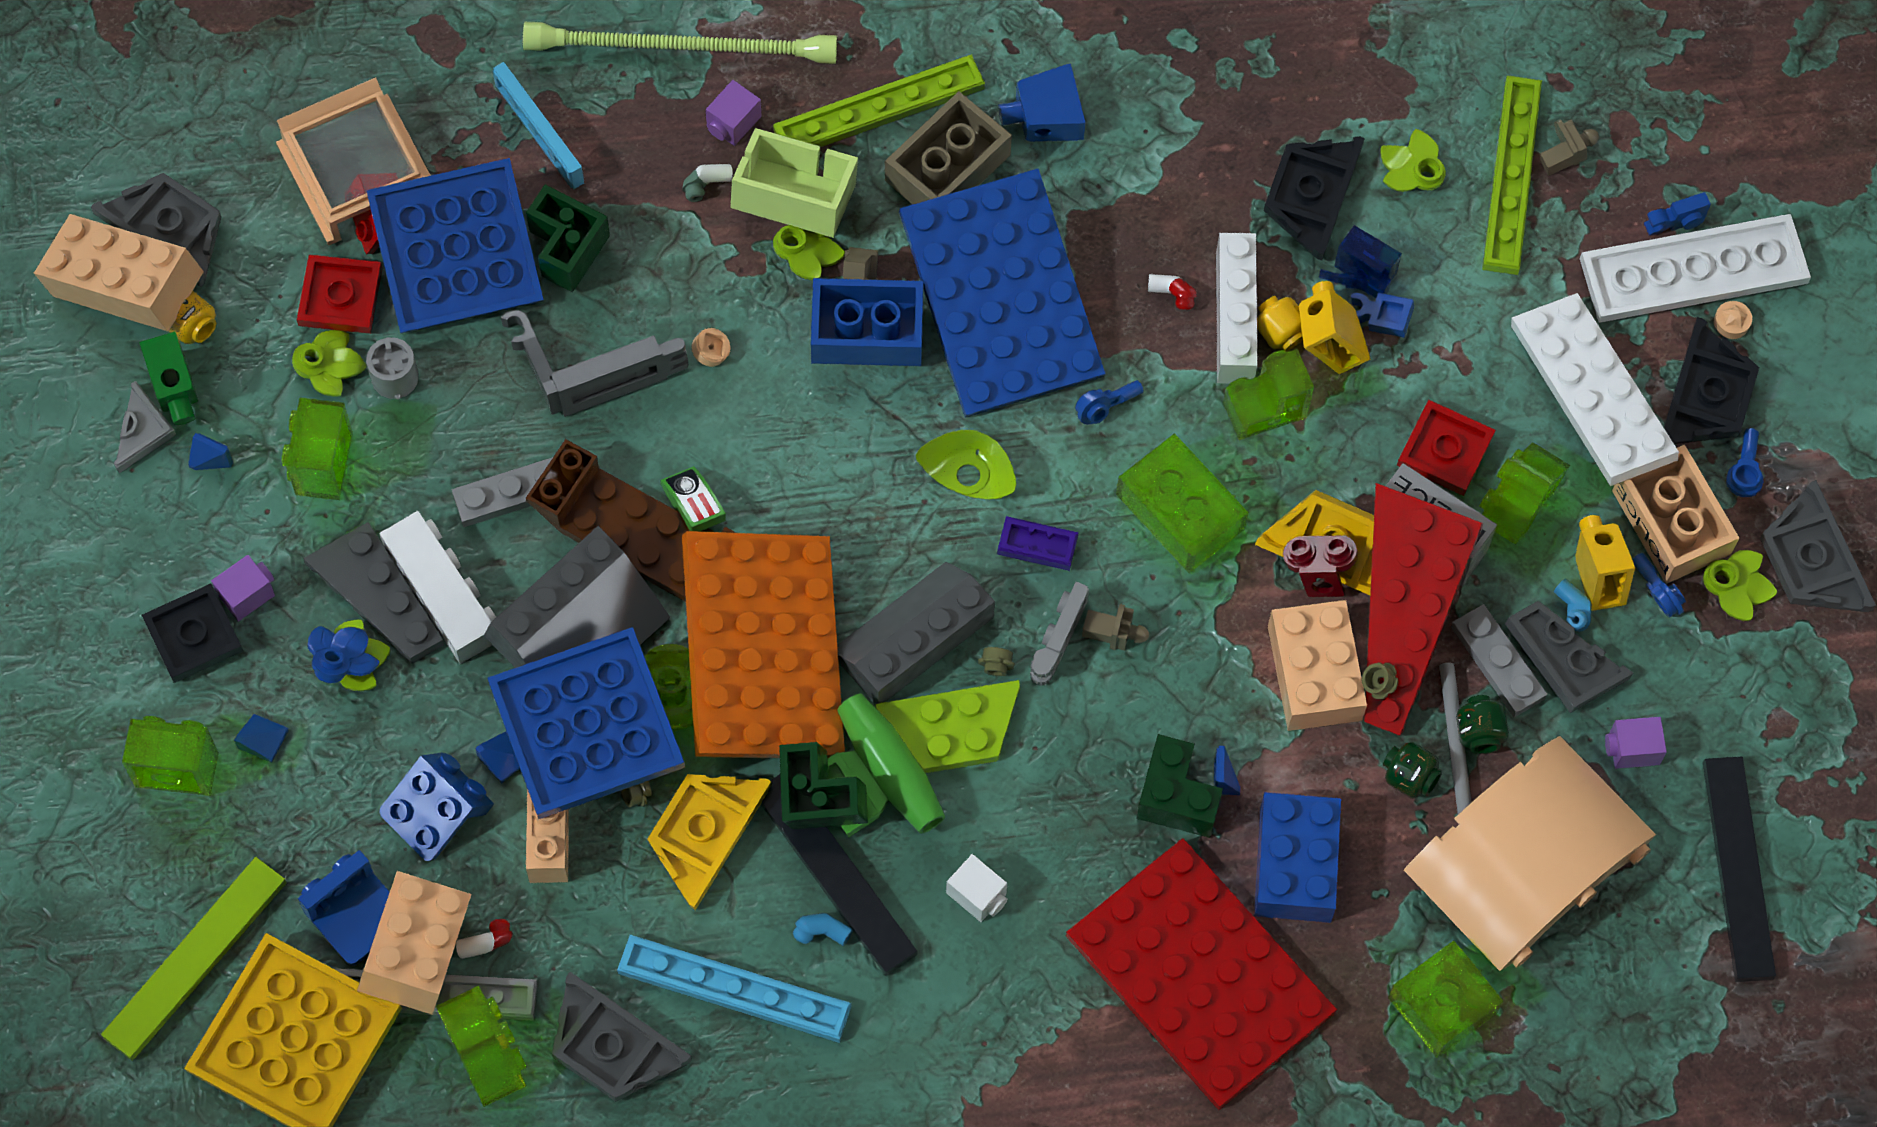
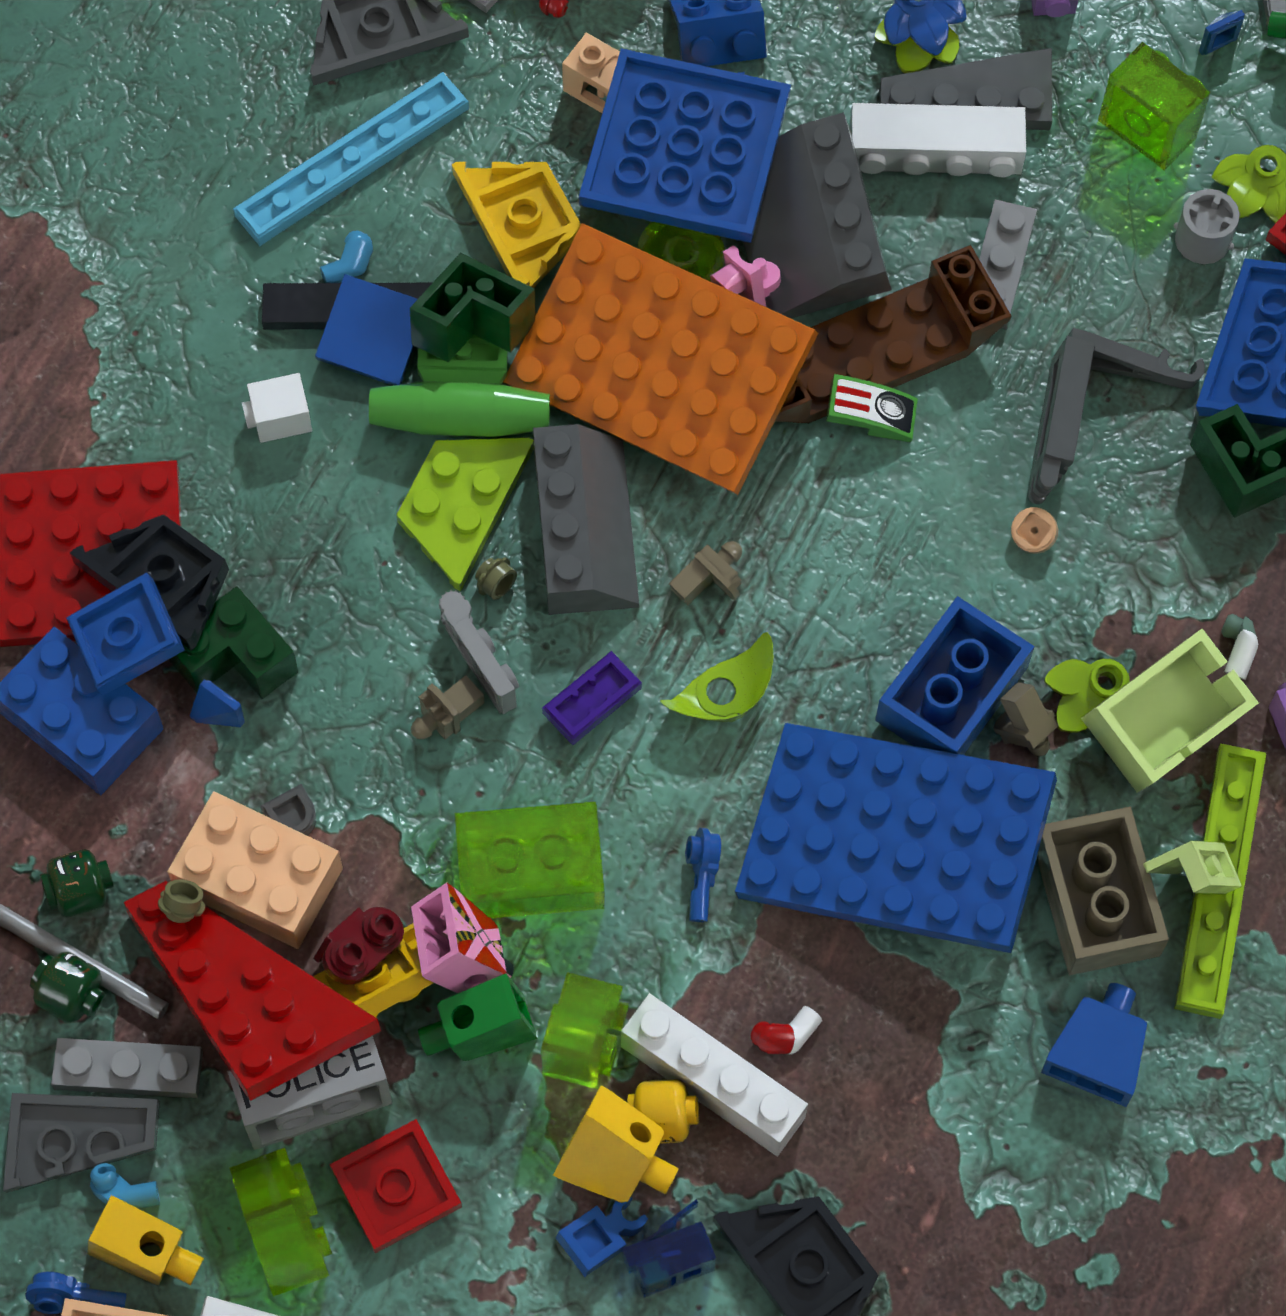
camera: 125 degrees right, 0 degrees up
(660, 626) = (746, 279): none -> bright pink hips
(871, 866) = (368, 331): none -> blue tile
(891, 106) = (1204, 864): none -> yellowish green panel
(892, 530) = (709, 568): none -> dark tan piece
(1169, 858) = (179, 563): none -> black wing
(1235, 837) = (125, 634): none -> blue tile
(1258, 679) = (292, 809): none -> dark grey tile
(1277, 495) = (457, 941): none -> bright pink torso
(1310, 458) = (496, 1018): none -> green torso

